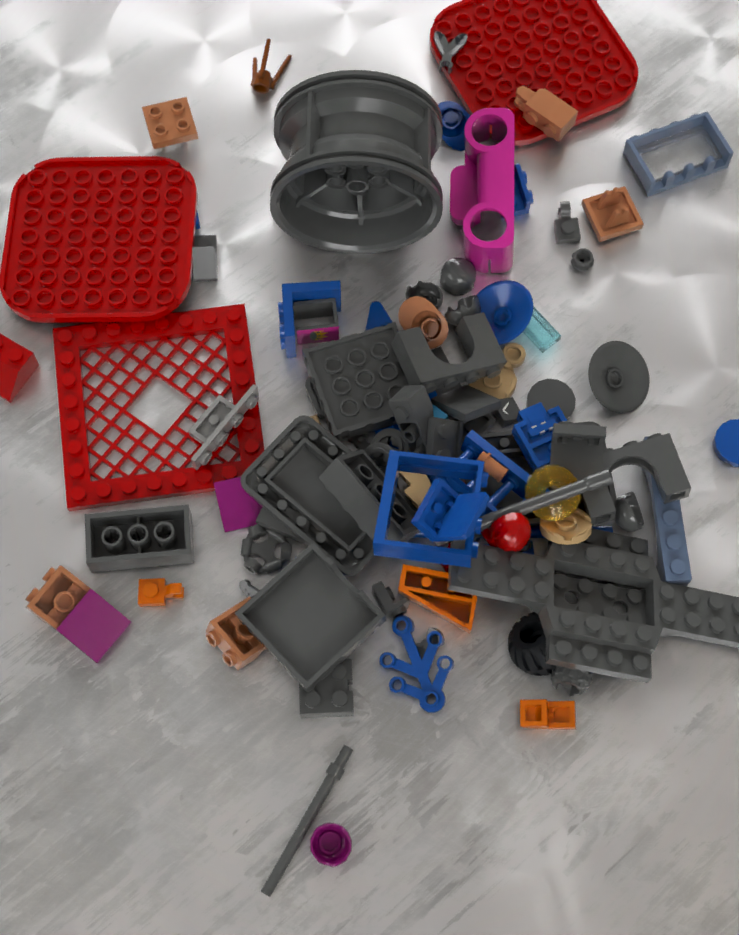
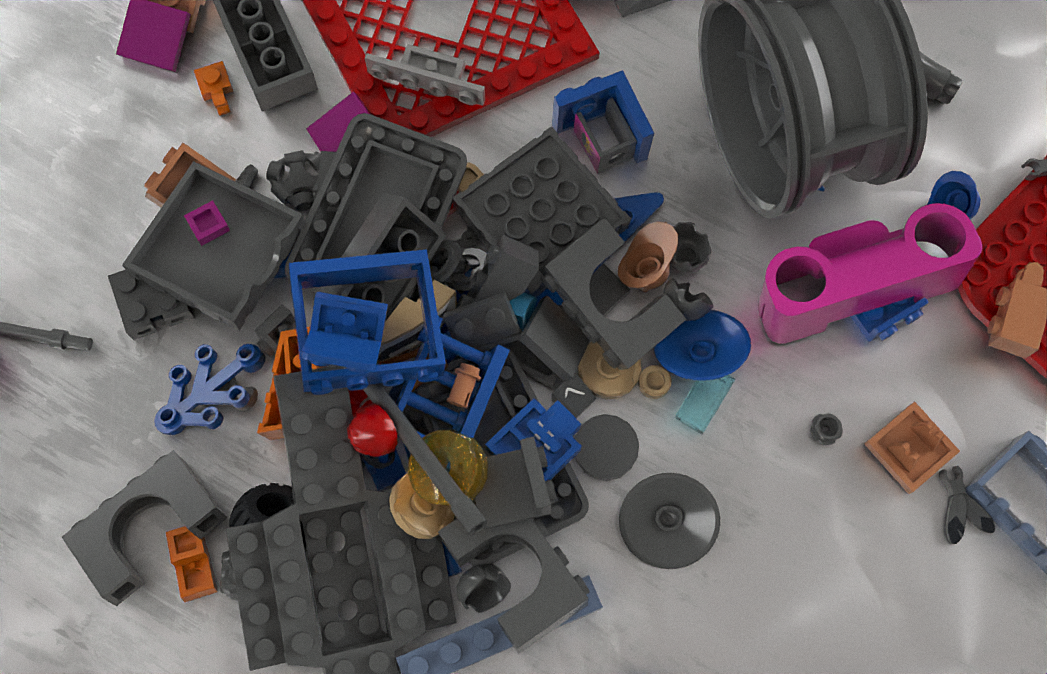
camera: 70 degrees right, 5 degrees up
(292, 616) = (207, 223): none -> magenta plate
(458, 276) = (738, 281): dark grey hair -> none
(512, 776) = (100, 536): none -> dark grey arch
(565, 227) = (866, 395): dark grey plate -> none
(660, 201) = (963, 507): none -> dark grey piece

